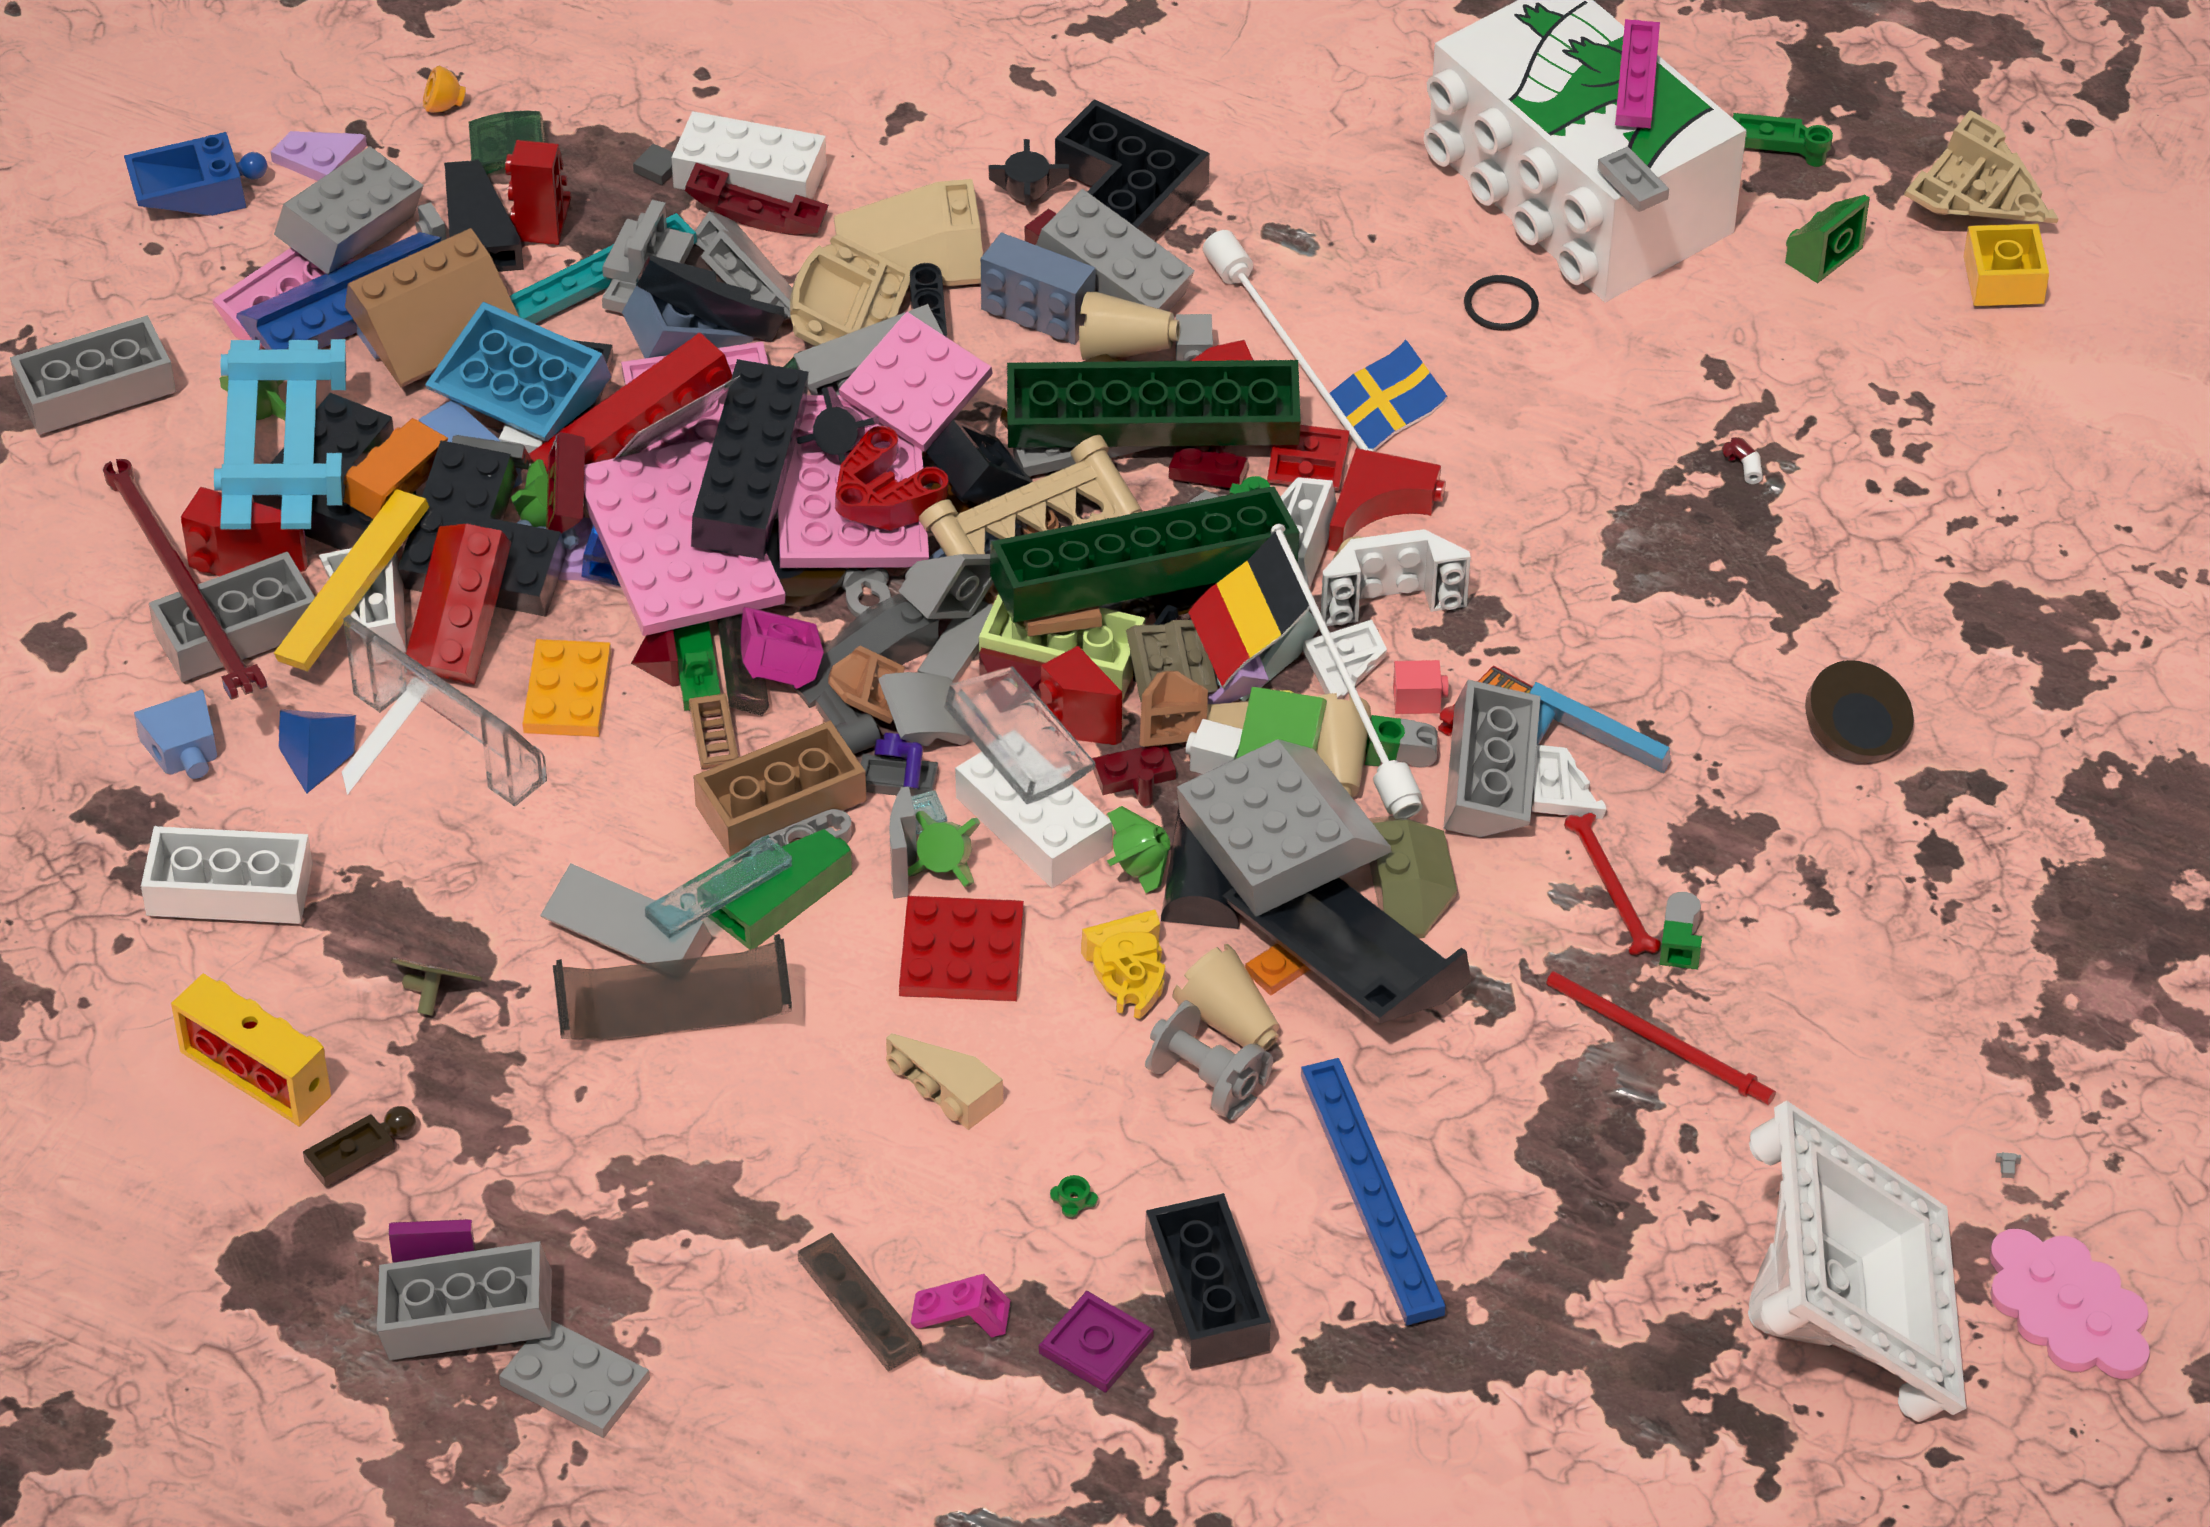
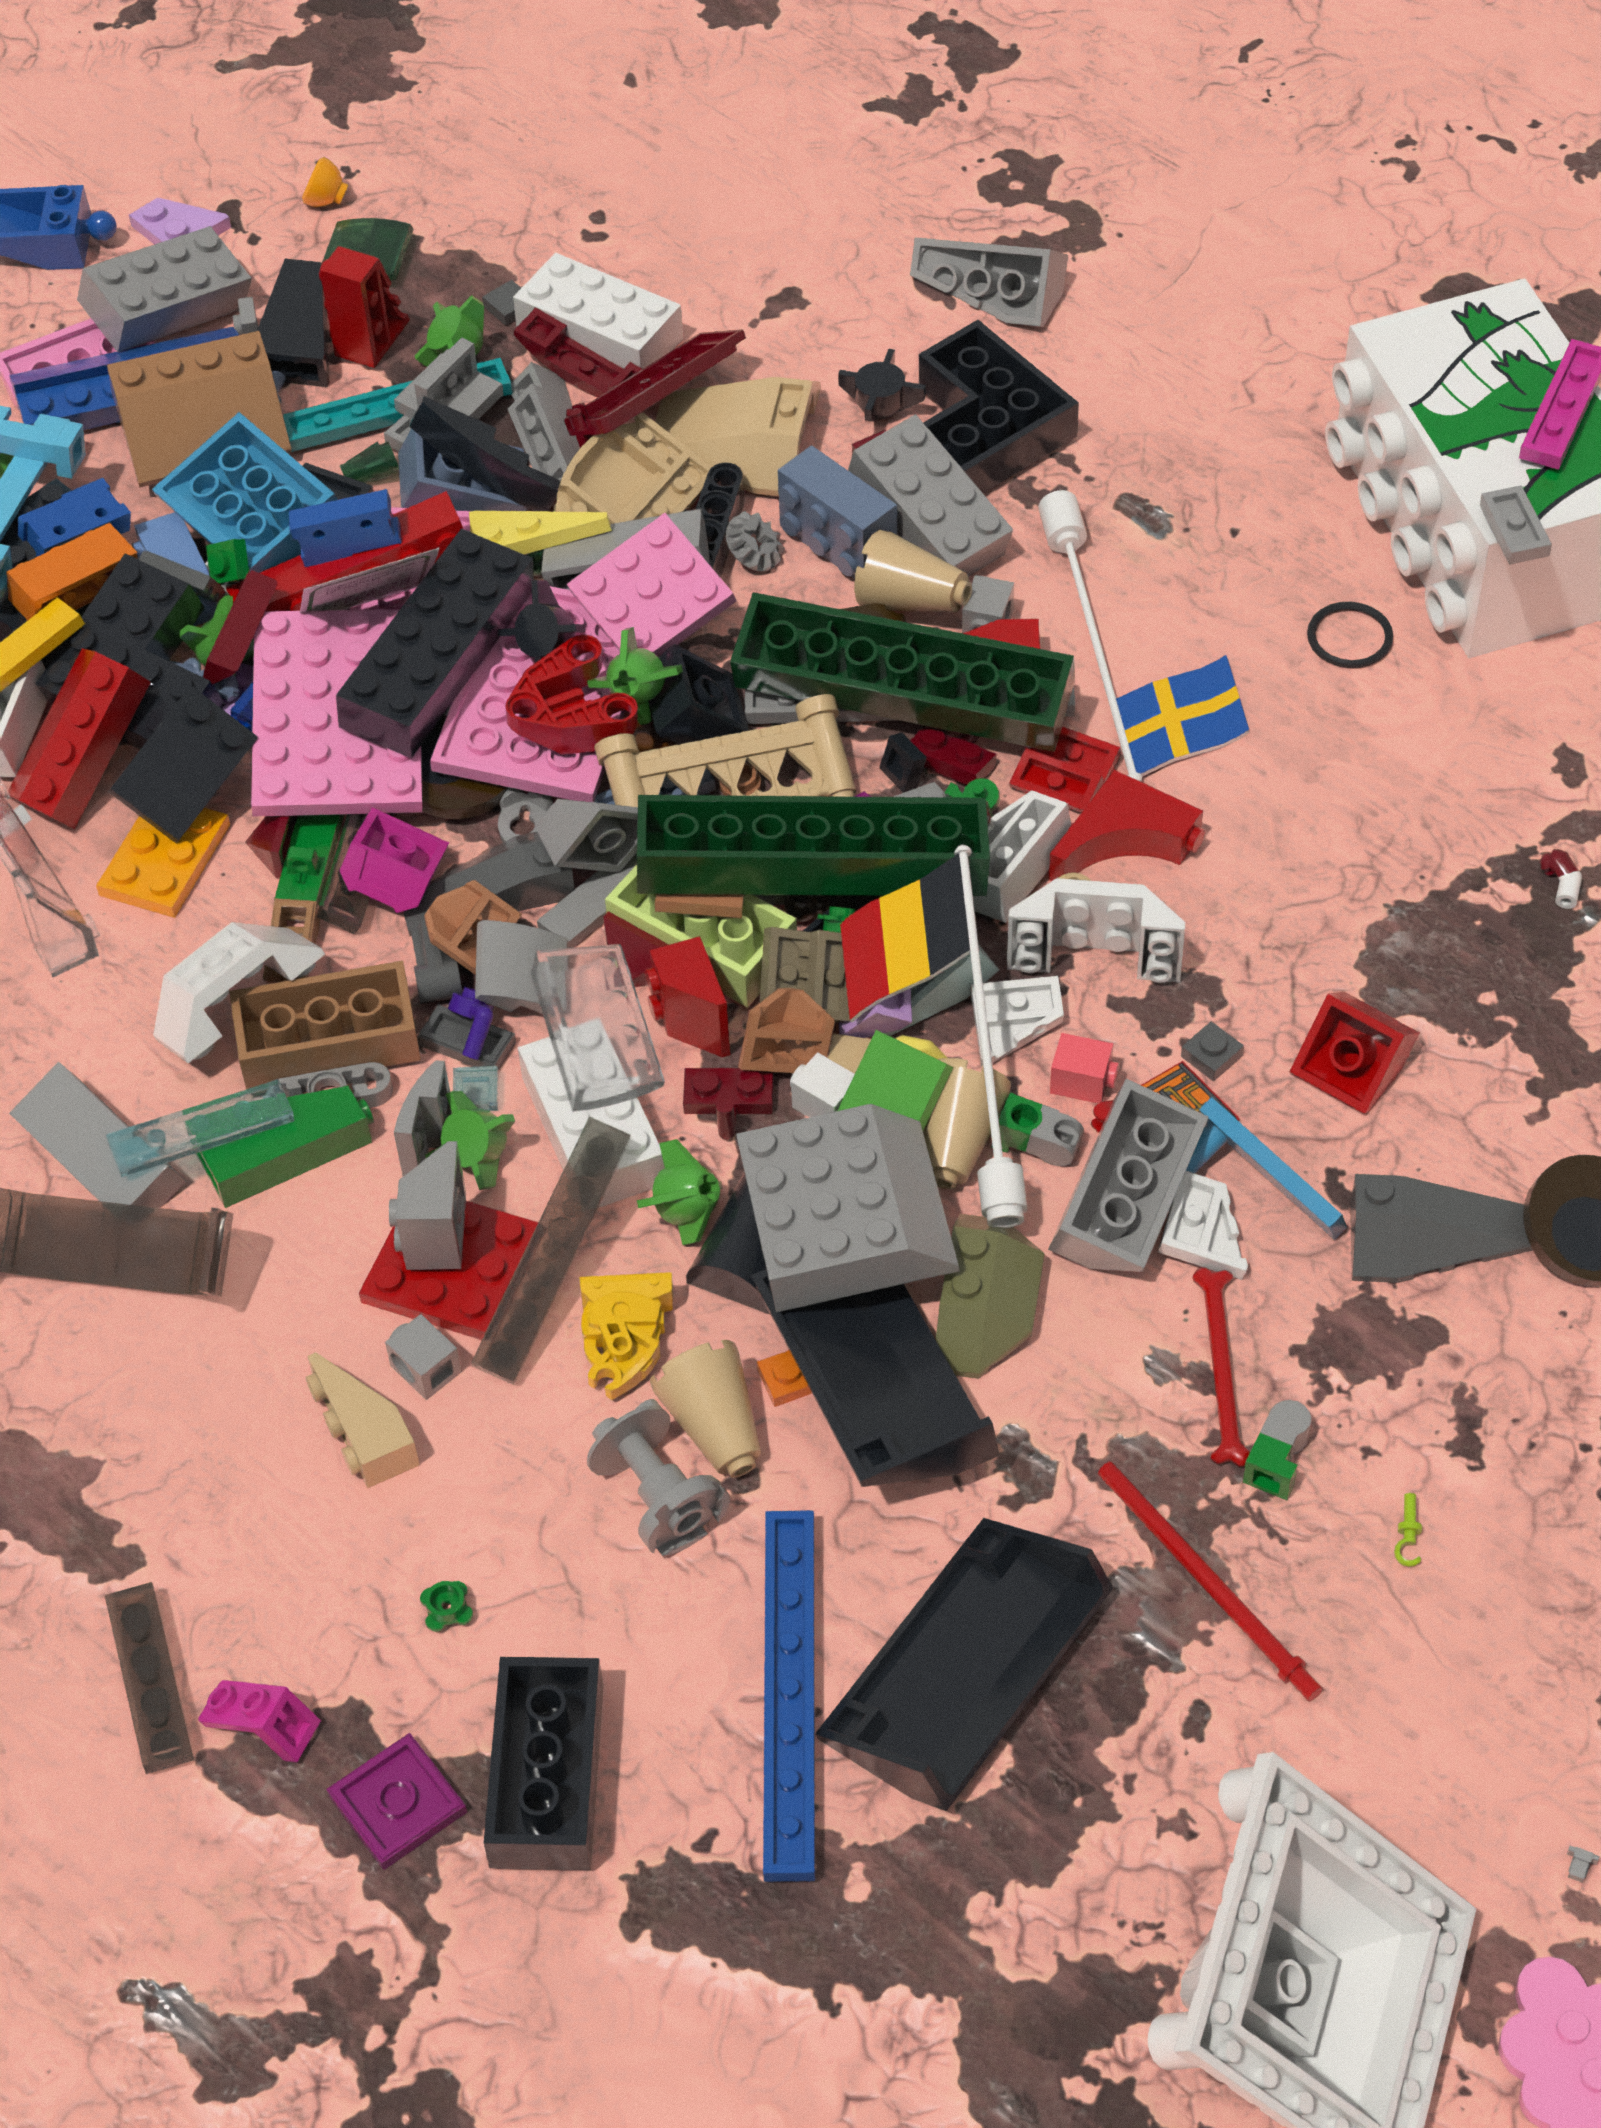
camera: 20 degrees right, 5 degrees up
(373, 422) = (73, 516): none -> blue piece
(527, 429) = (228, 561): none -> green plate
(568, 603) = (183, 764): none -> black slope
(602, 325) = (371, 464): none -> clear green cone
(625, 198) = (450, 326): none -> bright green piece
(626, 380) = (344, 527): none -> blue piece
(659, 781) = (216, 967): none -> white slope
(789, 349) = (536, 529): none -> light yellow wing
(832, 208) = (651, 384): none -> dark red piece
(930, 448) = (636, 674): none -> bright green piece
(947, 906) = (431, 1212): none -> light grey slope
(970, 325) = (746, 548): none -> light grey gear
(974, 1020) = (423, 1356): none -> light grey brick
(1052, 914) = (551, 1251): none -> clear smoke plate
(1092, 62) = (1002, 280): none -> light grey wedge
(1173, 480) = (902, 762): none -> black plate
(1179, 610) = (835, 918): none -> green plate
(1500, 1134) = (967, 1660): none -> black slope
(1514, 652) = (1212, 1051): none -> dark grey plate
(1629, 627) = (1353, 1051): none -> red slope
(1725, 746) = (1423, 1226): none -> dark grey wedge
(1799, 966) = (1409, 1529): none -> lime hand

